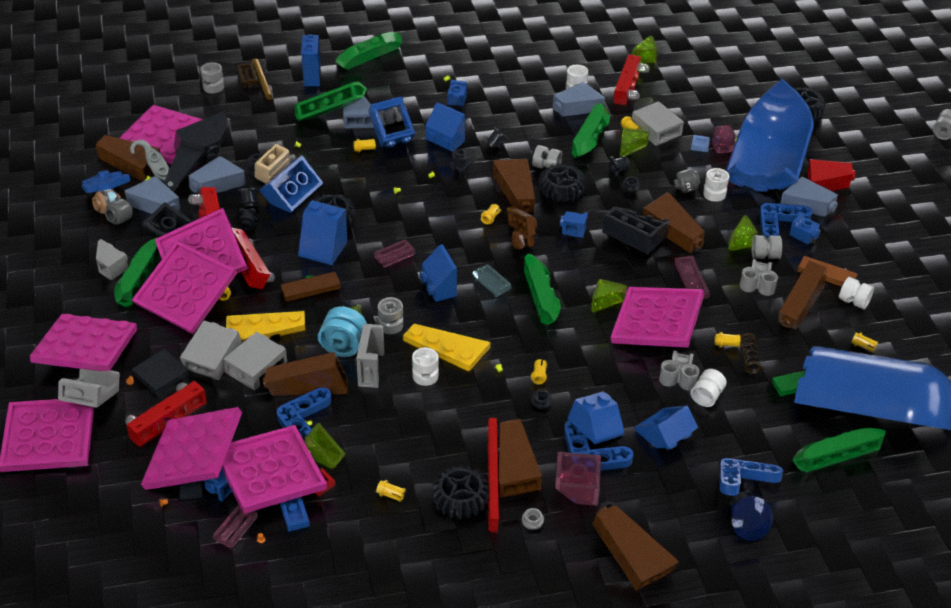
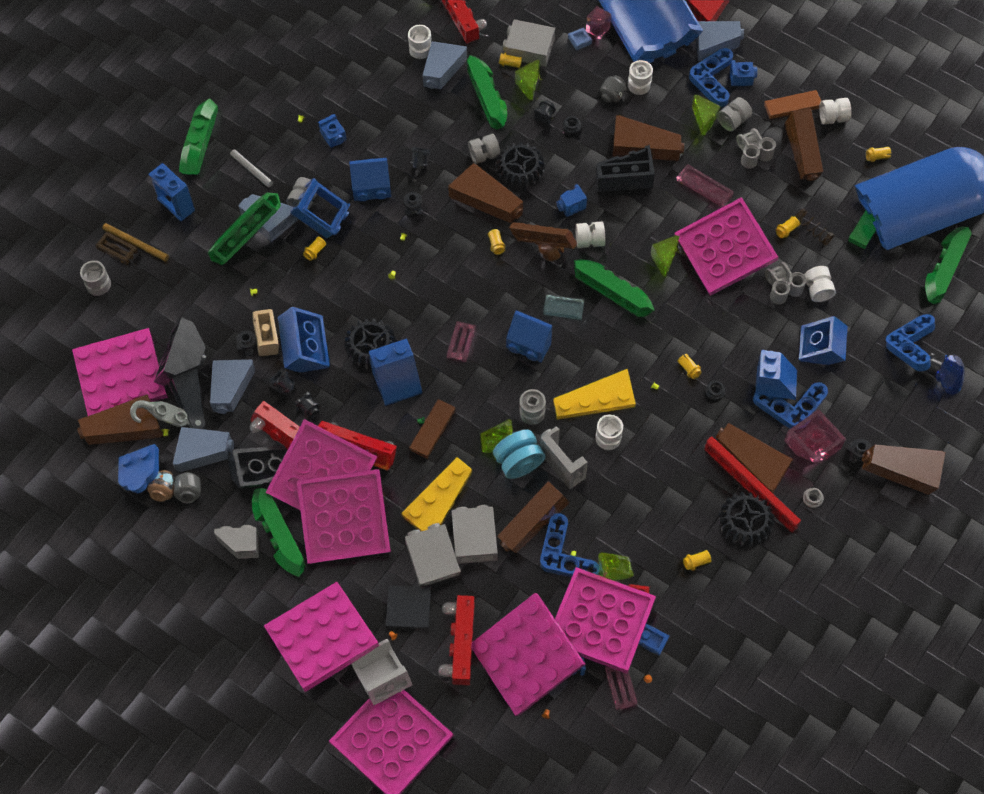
camera: 40 degrees left, 20 degrees up
(381, 84) = (251, 168): none -> light grey bar
(560, 248) = (590, 234): none -> white wheel

